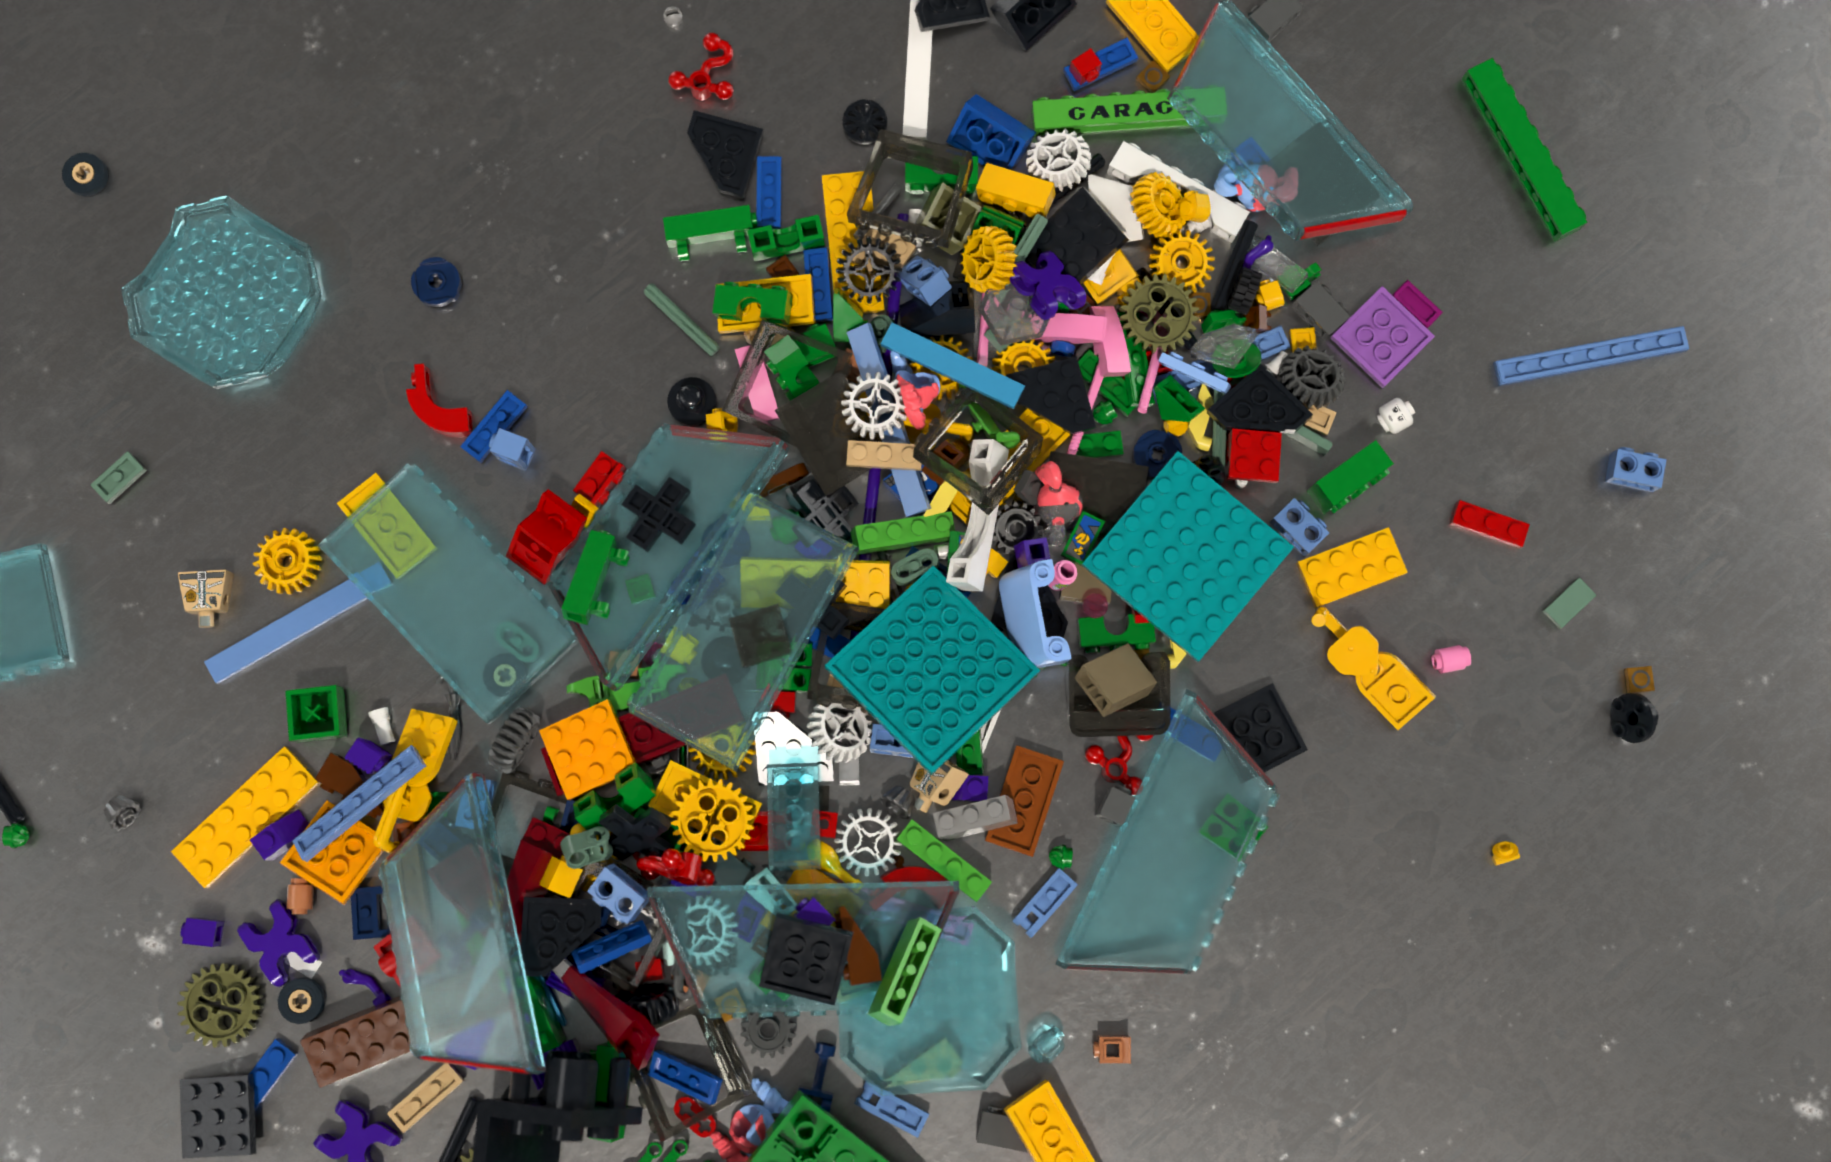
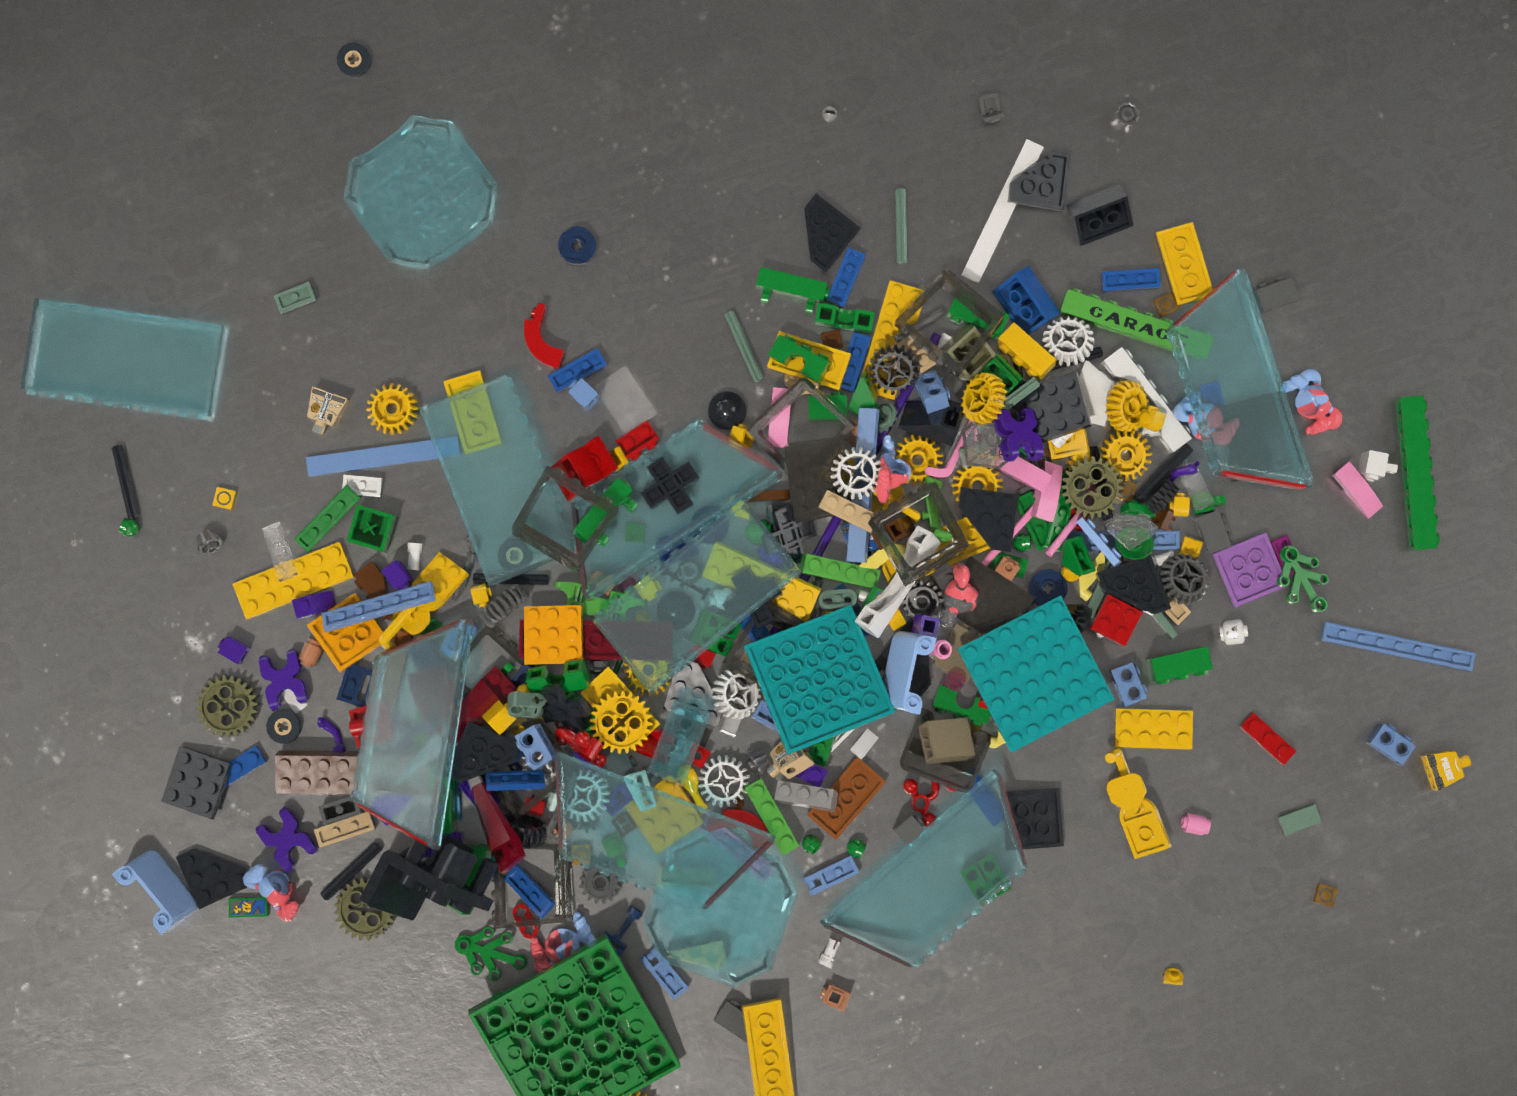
camera: 25 degrees right, 5 degrees up
(122, 752) = (224, 498): none -> yellow tile
(214, 788) = (279, 551): none -> clear plate
(258, 724) = (327, 518): none -> green tile
(286, 668) = (364, 485): none -> white plate
(408, 1077) = (339, 810): none -> dark grey brick
(481, 739) = (481, 595): none -> yellow plate
(525, 700) = (524, 579): none -> black axle
(537, 643) = (548, 546): none -> clear smoke windscreen
(565, 438) = (625, 400): none -> clear plate
(723, 89) = (843, 186): red piece -> none
(760, 635) = (707, 607): clear smoke plate -> none
(786, 361) = (808, 419): green arch -> none
(805, 959) = (647, 846): black plate -> none
(809, 109) = (901, 229): none -> sand green axle
(813, 911) = (664, 818): dark purple brick -> none
(862, 959) = (685, 859): reddish brown slope -> none
(864, 121) = (938, 252): black wheel -> none
(904, 972) = (712, 883): bright green brick -> none
(952, 365) = (925, 465): dark azure tile -> none
(1005, 874) = (811, 844): none -> green plate
(1018, 727) = (864, 744): none -> white sticker
(1045, 1044) = (789, 973): clear light blue head -> none
(1062, 348) = (1011, 482): blue tile -> none
(1082, 538) = (966, 628): tile -> none
(1083, 1003) = (827, 958): none -> white pin
(1085, 67) = (1117, 280): red plate -> none
(1100, 446) = (1007, 567): none -> nougat window
(1371, 117) = (1313, 402): none -> hair
(1446, 320) = (1301, 577): none -> green plant
(1465, 195) = (1357, 489): none -> bright pink slope
(1472, 158) = (1374, 465): none -> white brick
(1633, 717) = (1307, 921): black plate -> none
(1709, 473) = (1444, 768): none -> yellow torso

